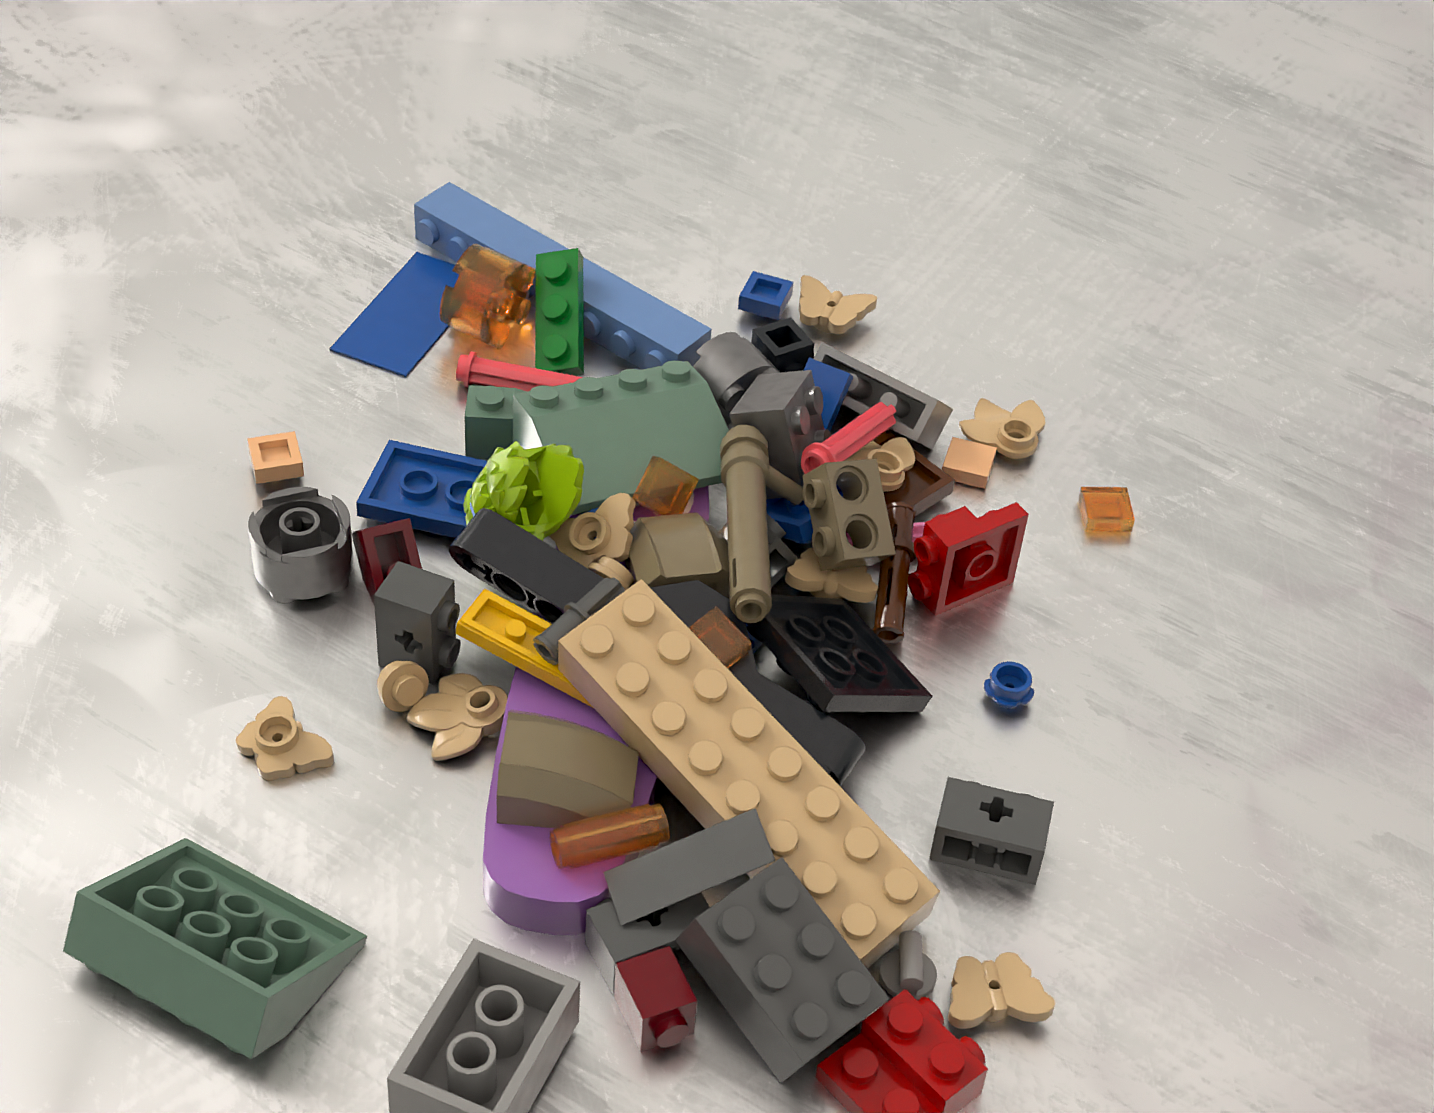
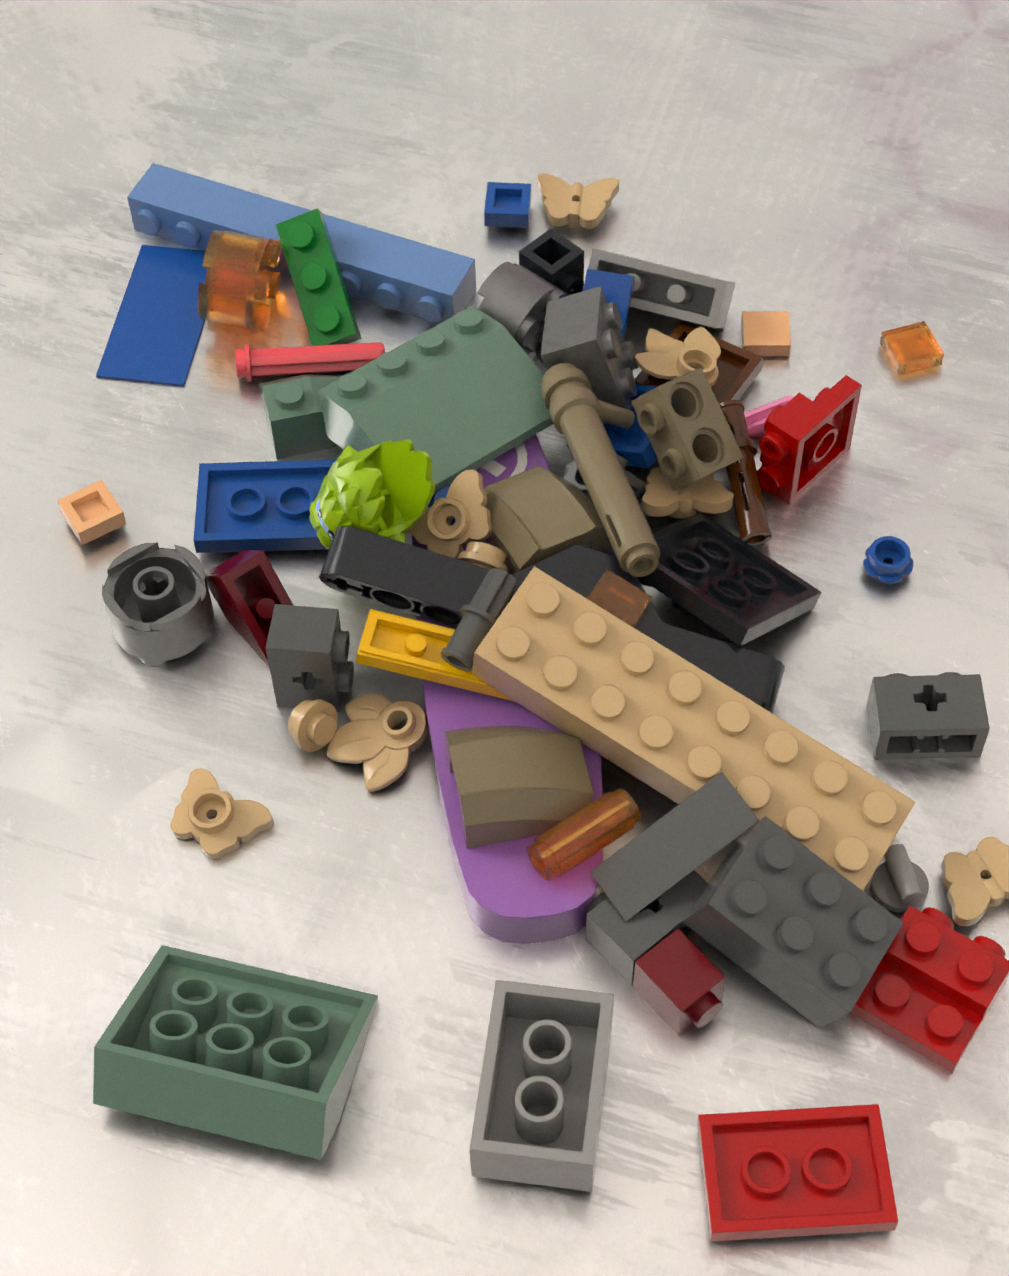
camera: 10 degrees left, 10 degrees up
(664, 488) = (501, 450): clear orange tile -> none
(850, 437) = (645, 371): coral axle -> none
(1010, 432) = (788, 289): tan plate -> none

